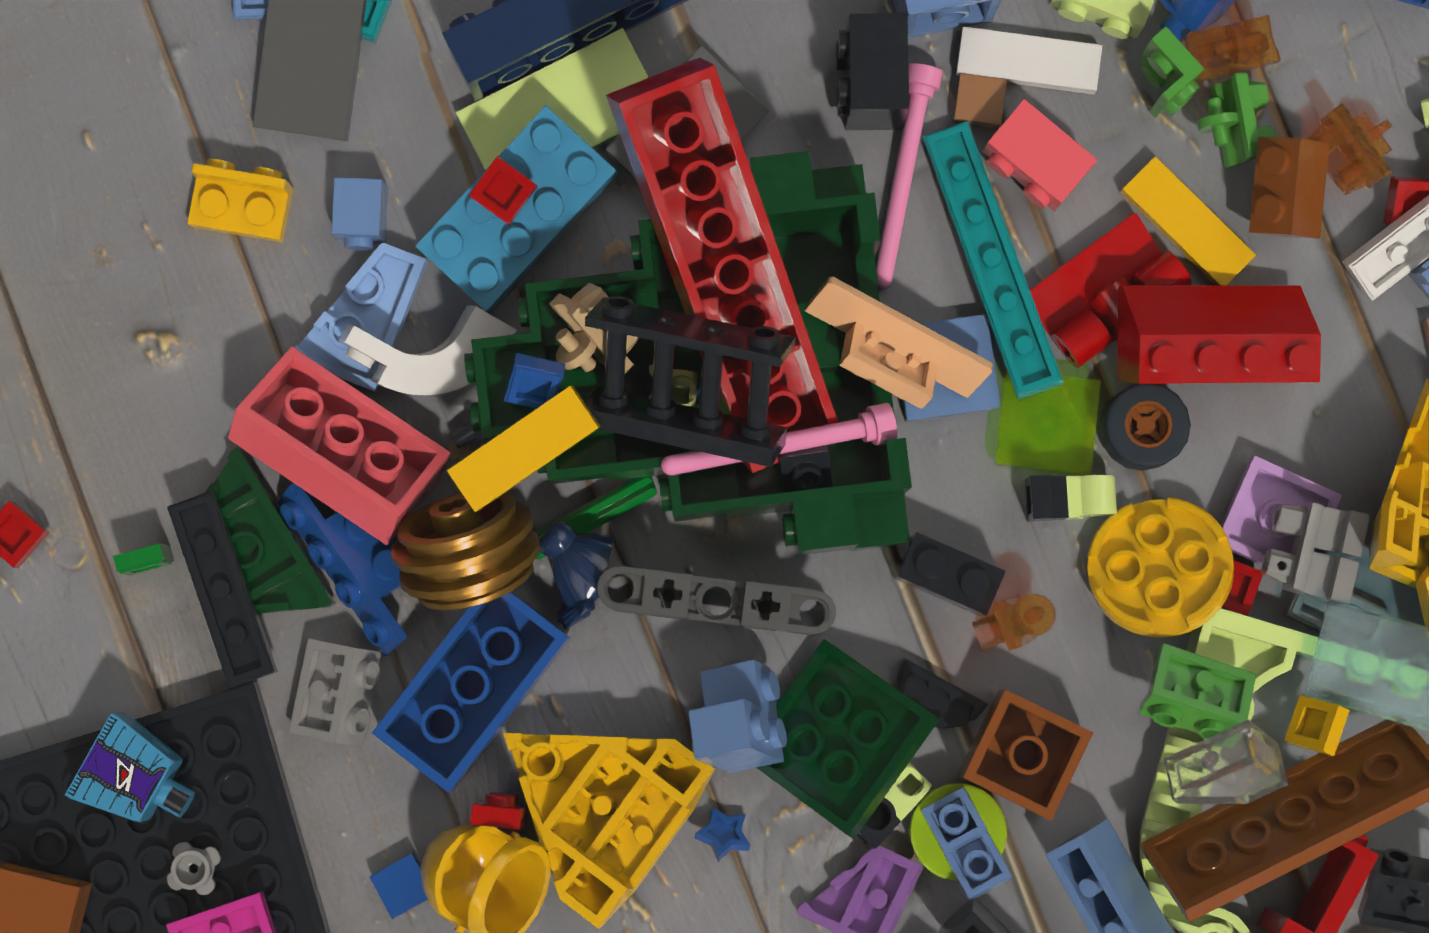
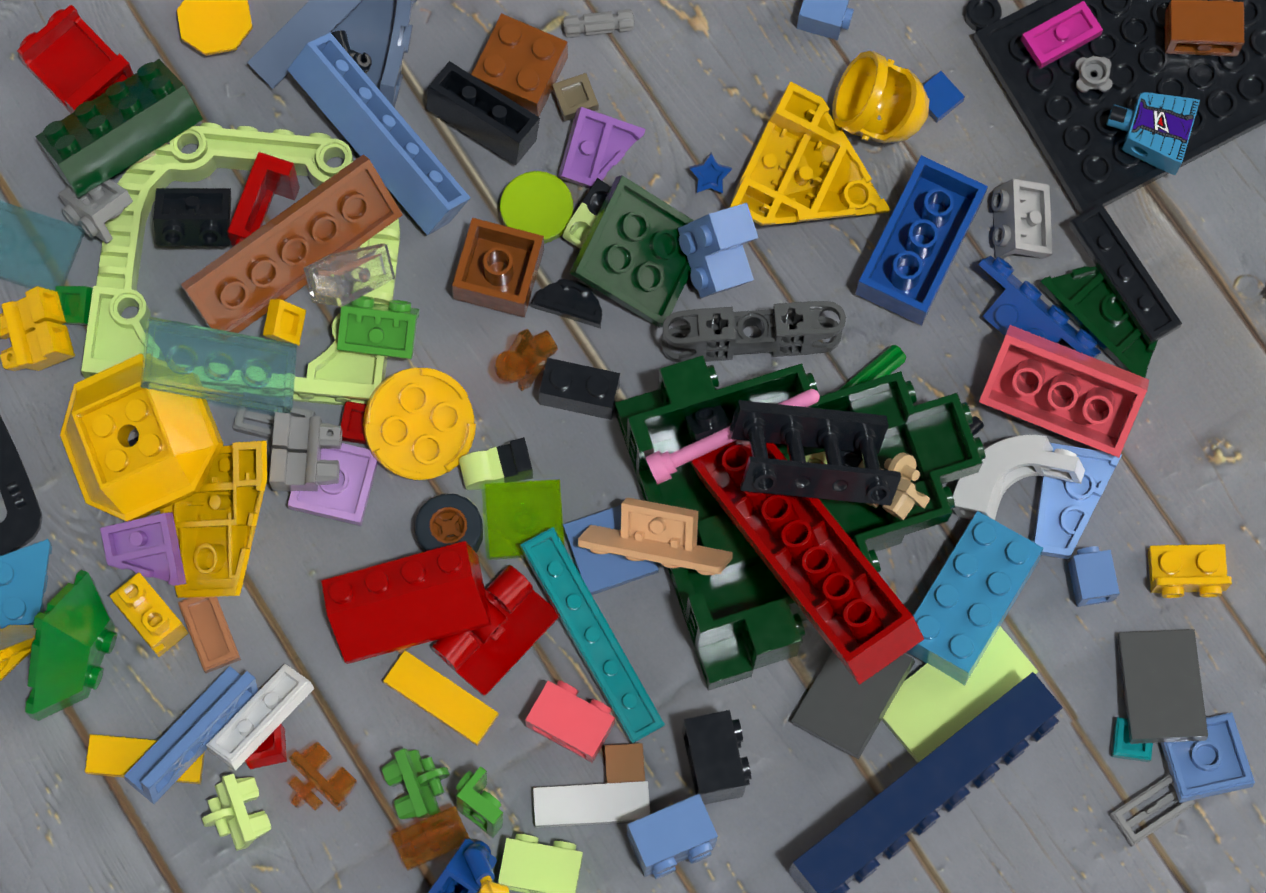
camera: 165 degrees right, 10 degrees down
(143, 559) = (1189, 287): green tile -> none
(465, 556) = (950, 329): pearl gold wheel -> none
(499, 811) = (880, 151): red plate -> none
(503, 190) = (985, 593): red plate -> none
(523, 448) = (924, 387): yellow tile -> none
(533, 381) = (927, 437): blue tile -> none
(576, 565) = (862, 337): dark blue hair -> none
(923, 83) = (674, 764): bright pink piece -> none
(966, 844) = (530, 195): medium blue slope -> none
(1289, 187) = (368, 731): dark orange brick -> none

